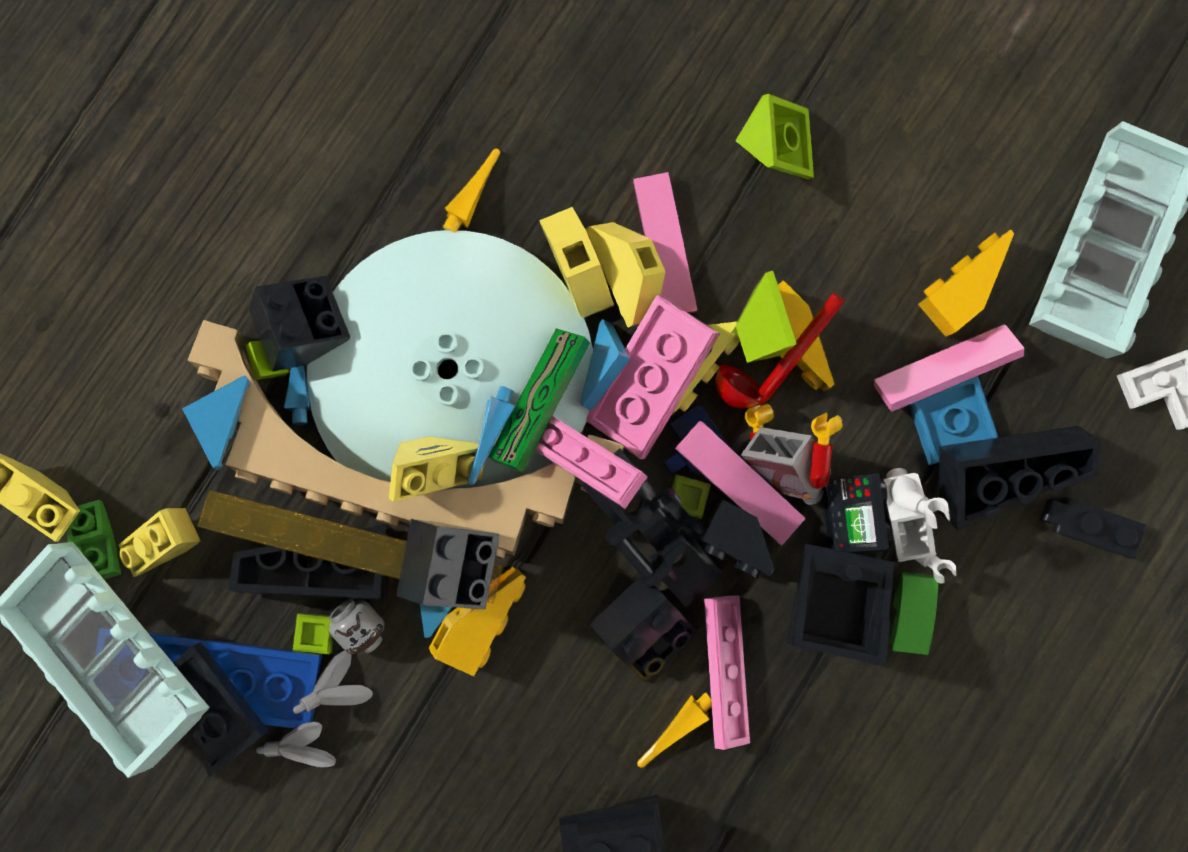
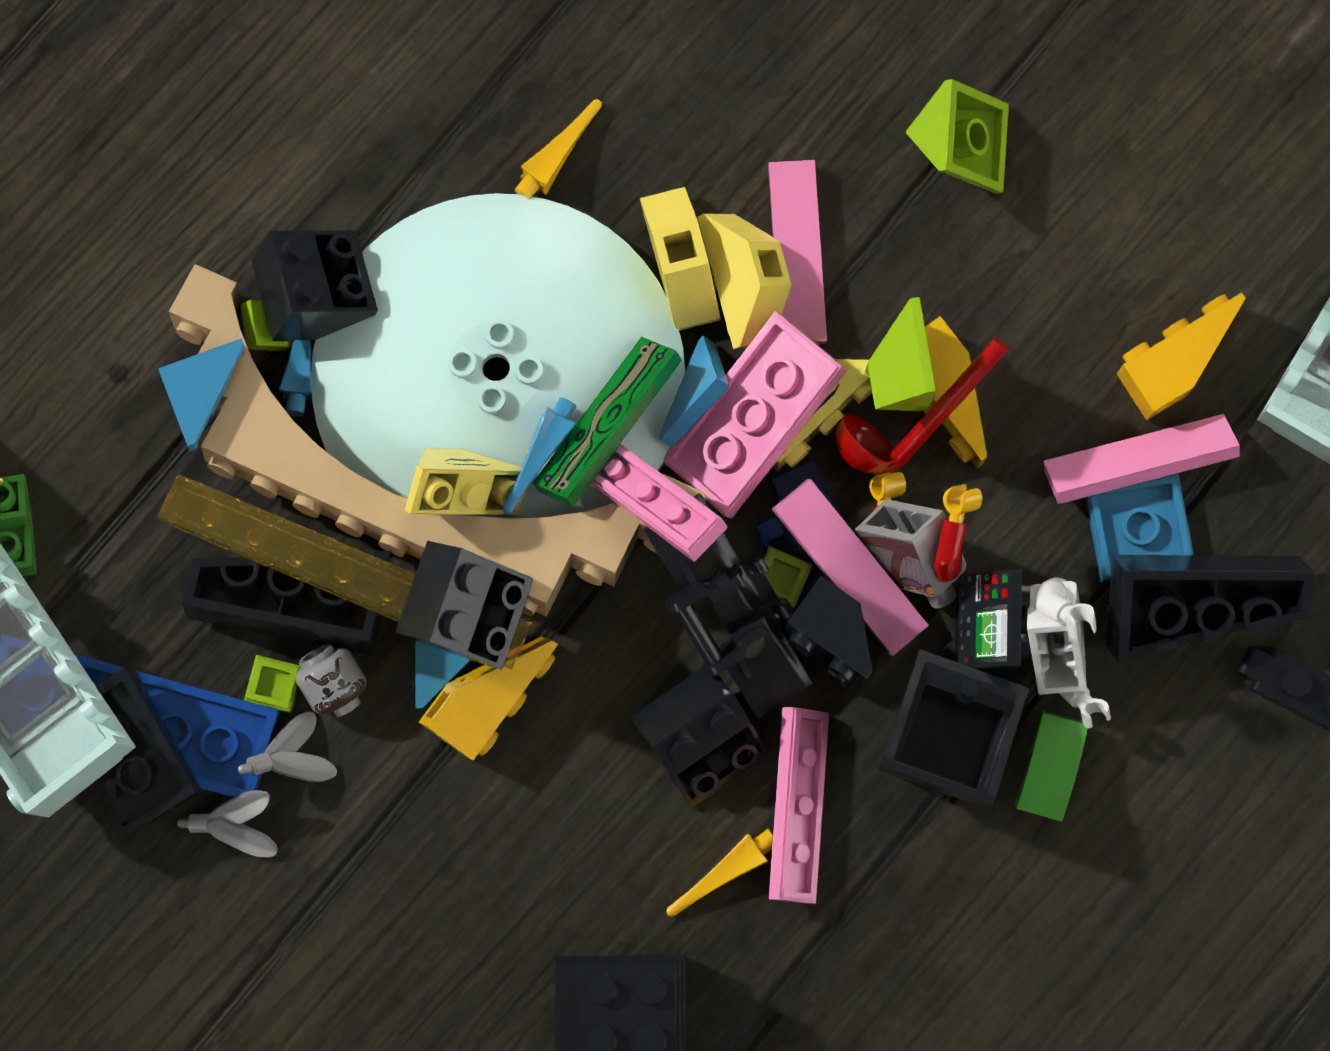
camera: 10 degrees right, 5 degrees down
(158, 540) = (94, 535): light yellow slope -> none

